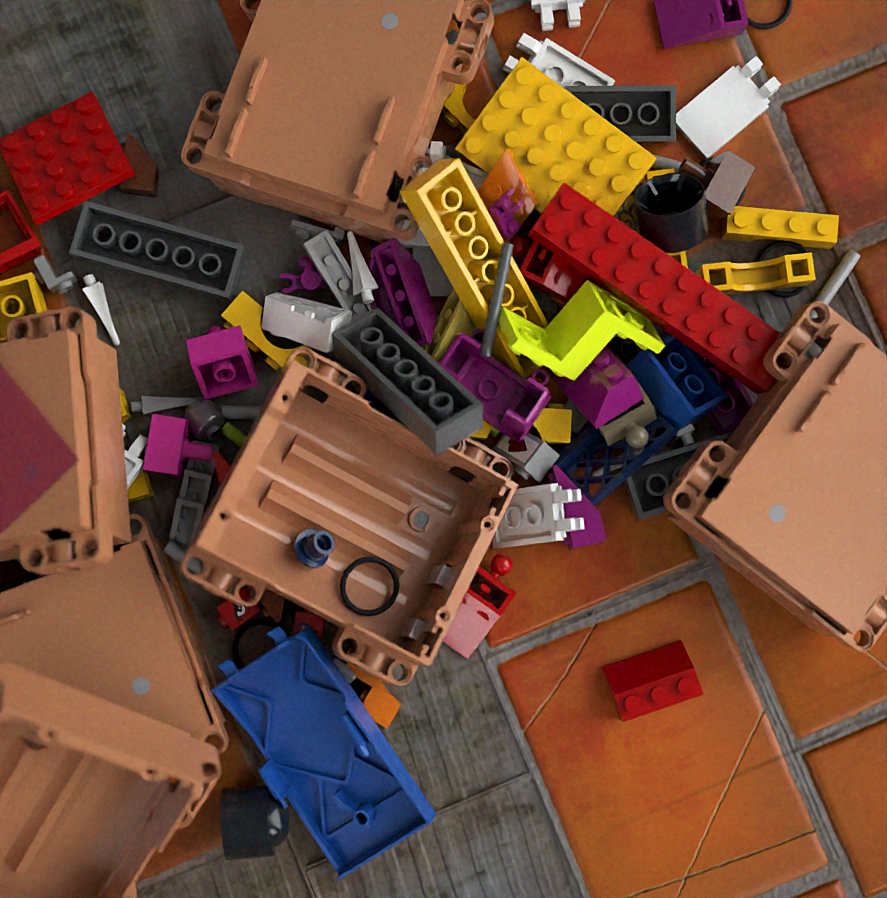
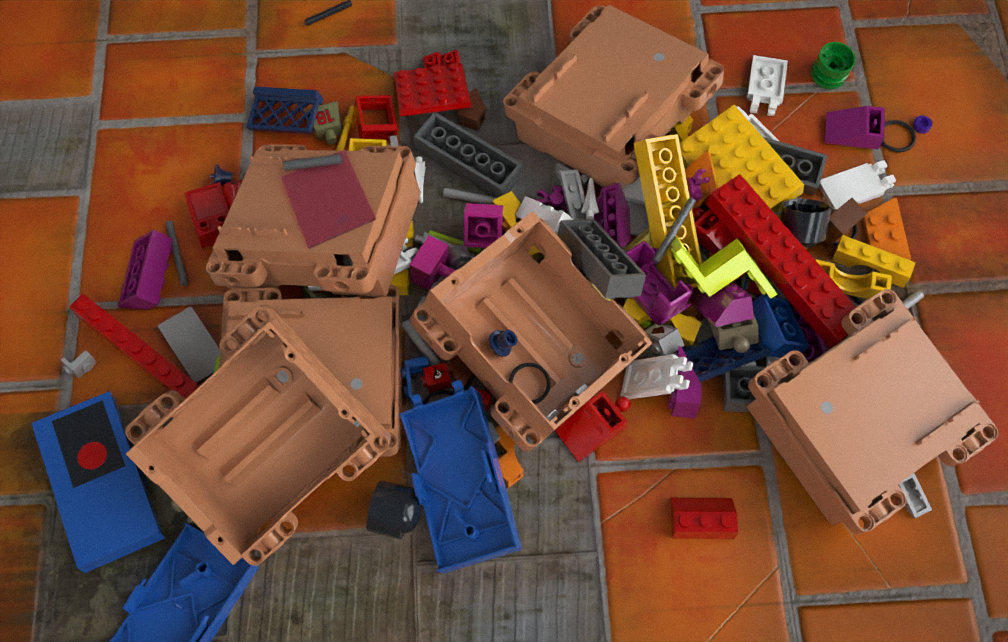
camera: 20 degrees right, 20 degrees down
(56, 96) = (441, 60): none -> red slope
(178, 391) = (454, 241): none -> lime bar
(184, 313) = (467, 196): none -> light grey piece
(204, 601) = (413, 366): none -> blue bracket
(785, 167) = (886, 230): none -> orange wing

